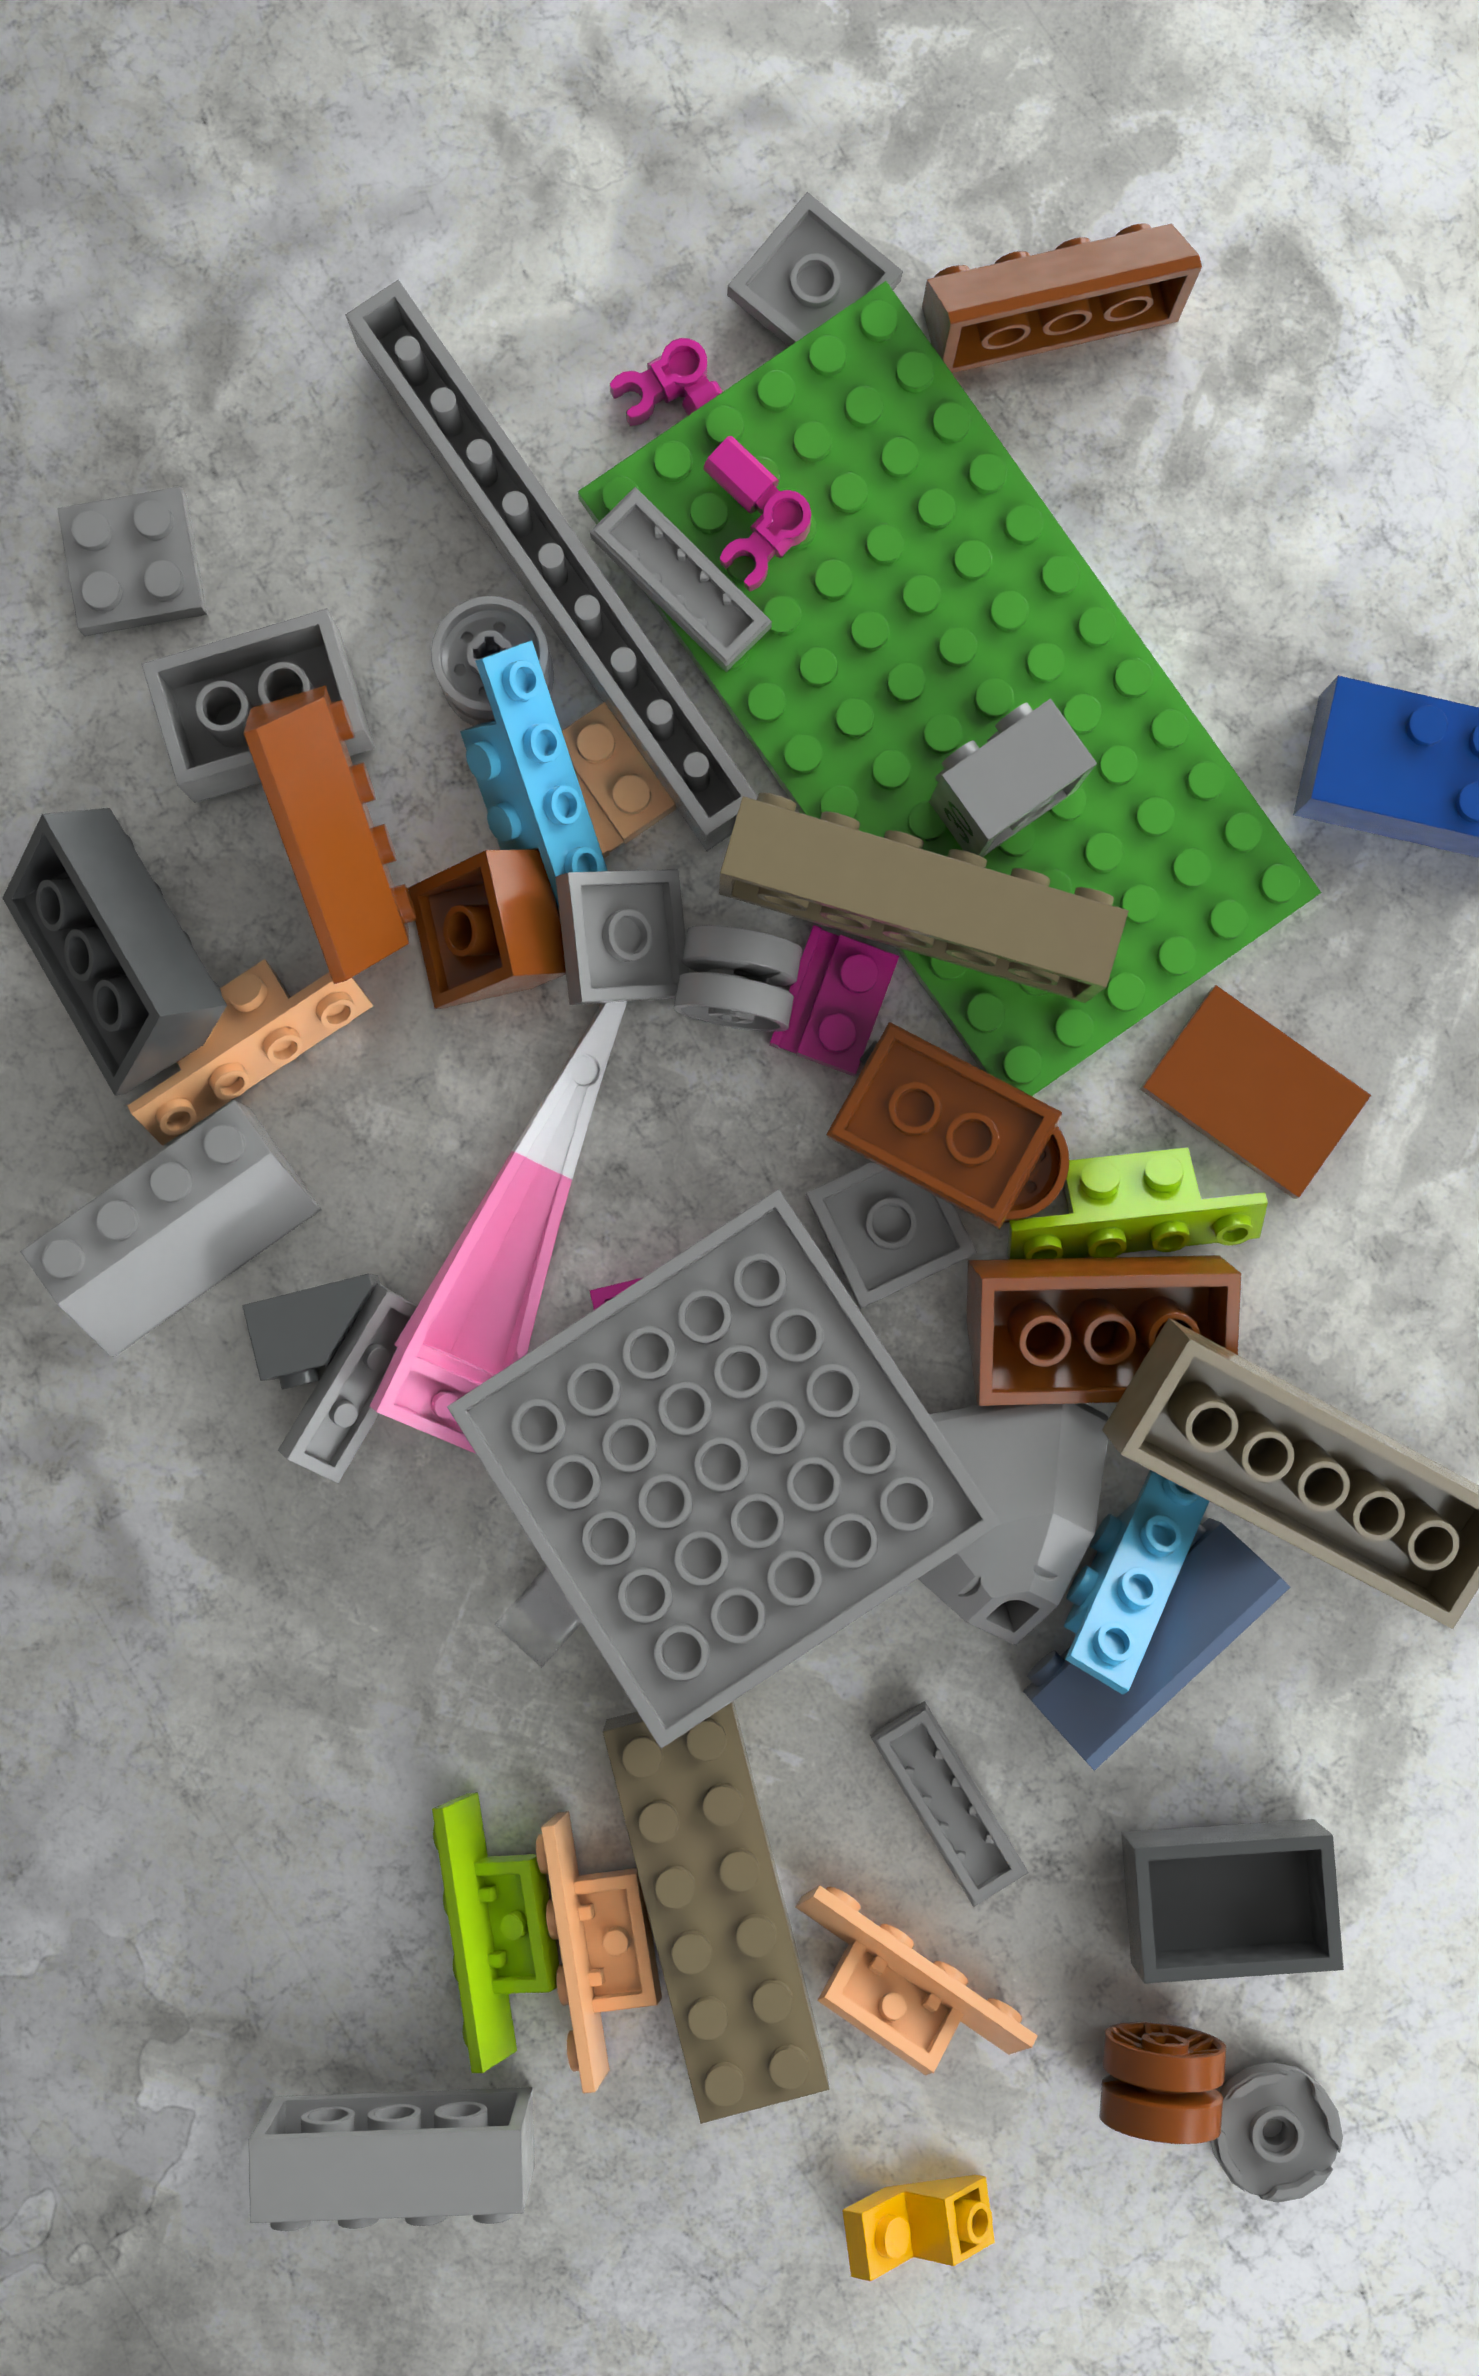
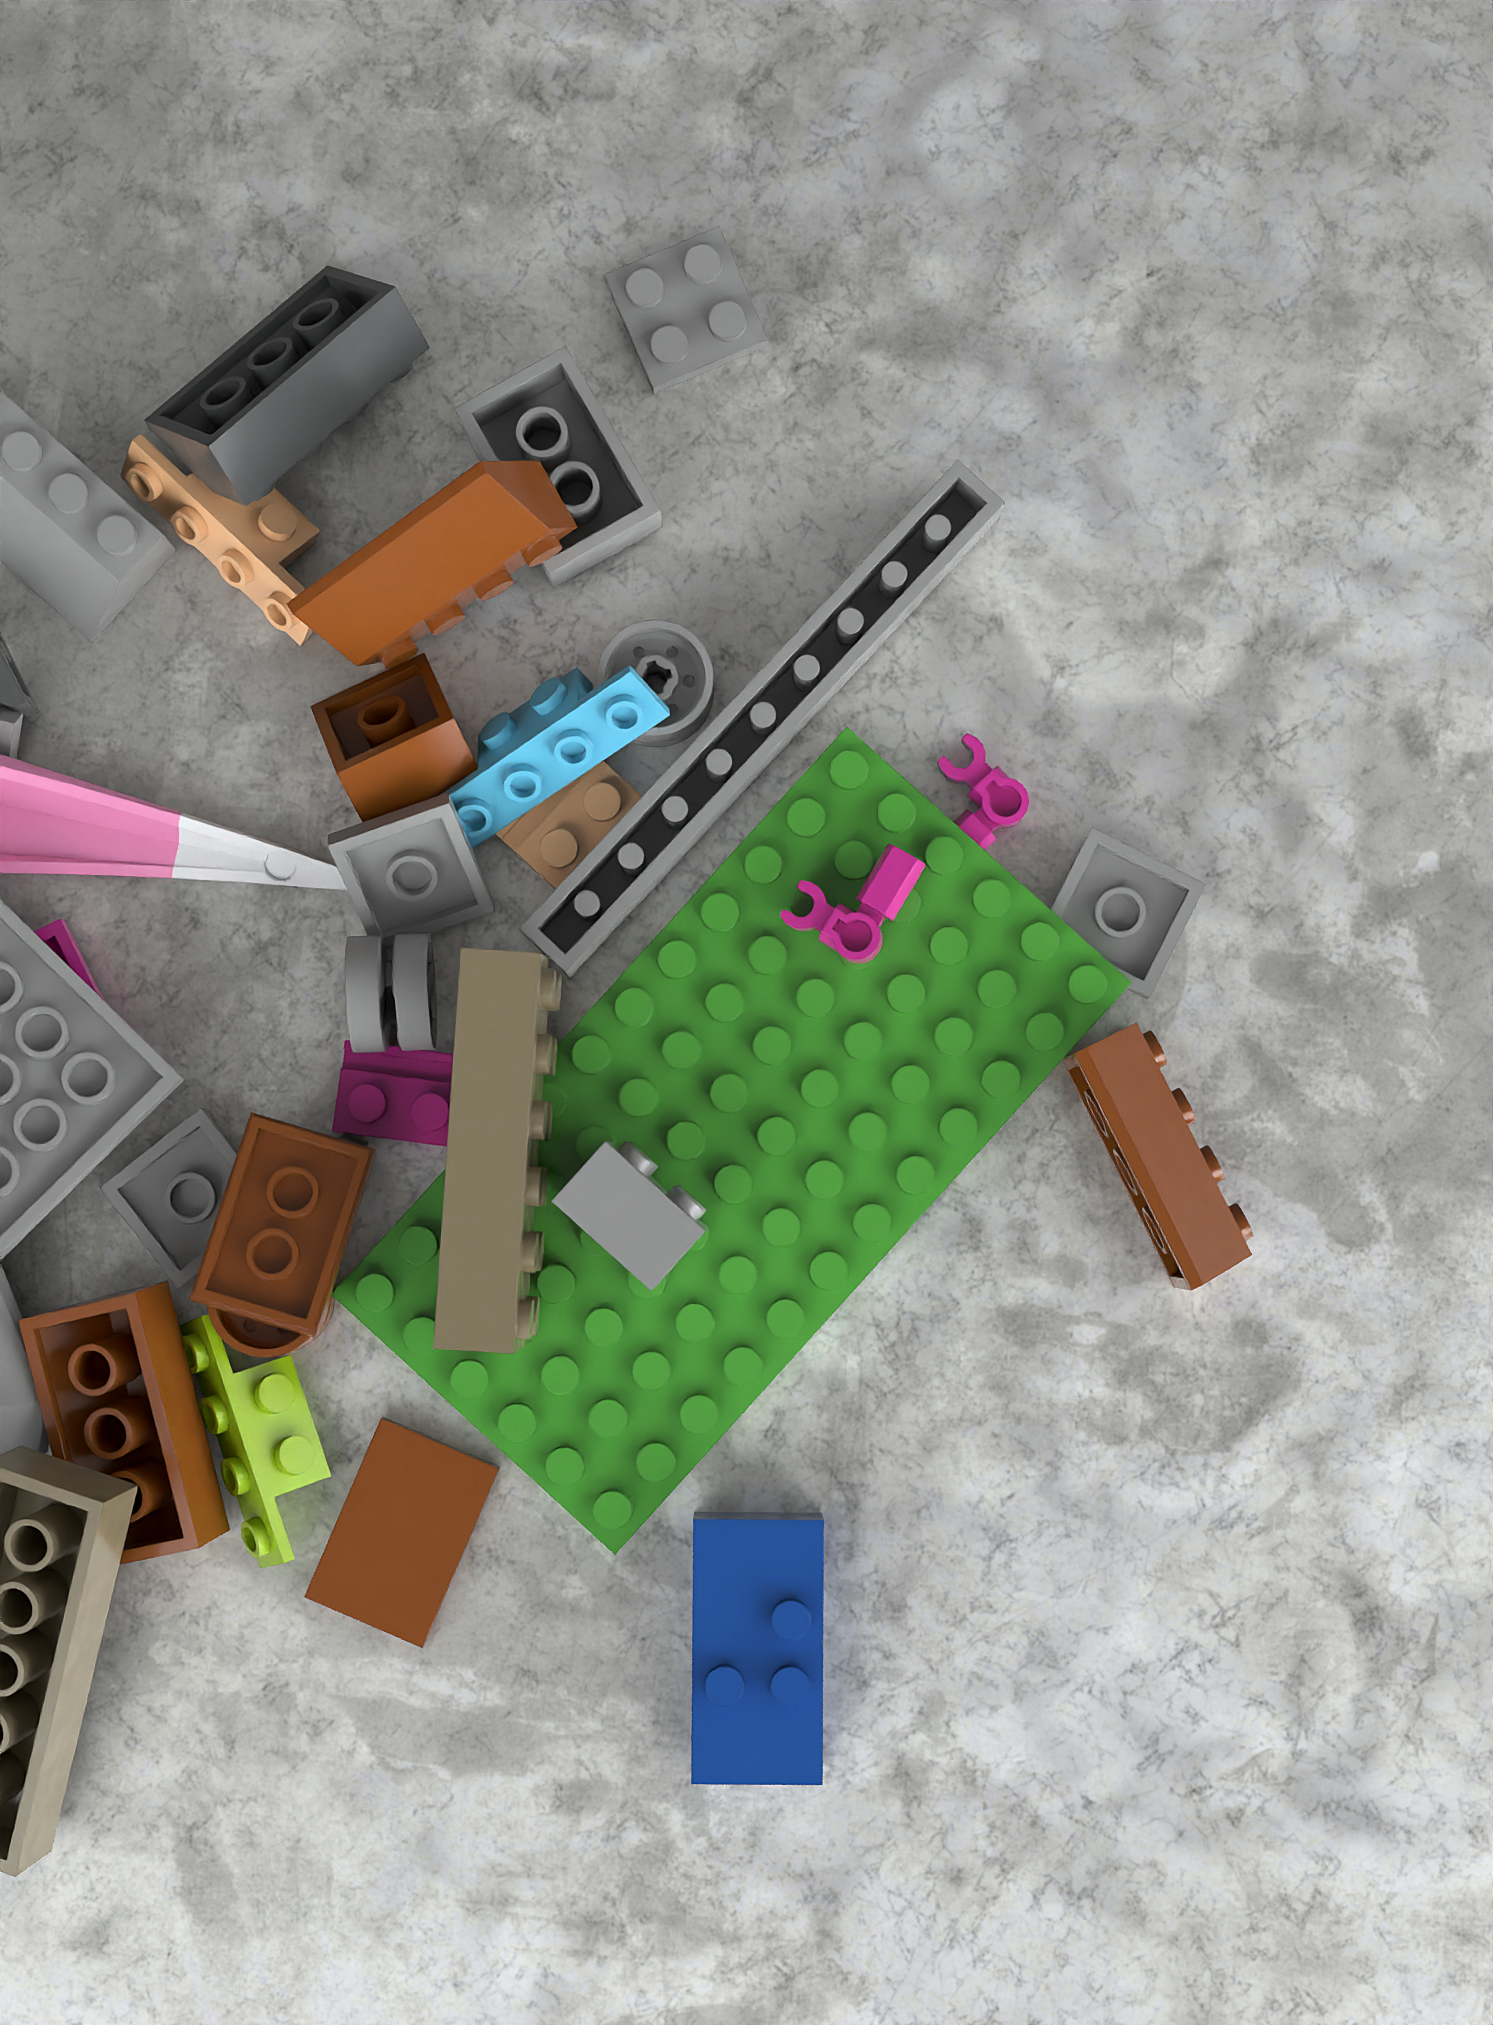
camera: 80 degrees right, 0 degrees up
(680, 579) = (771, 846): light grey plate -> none

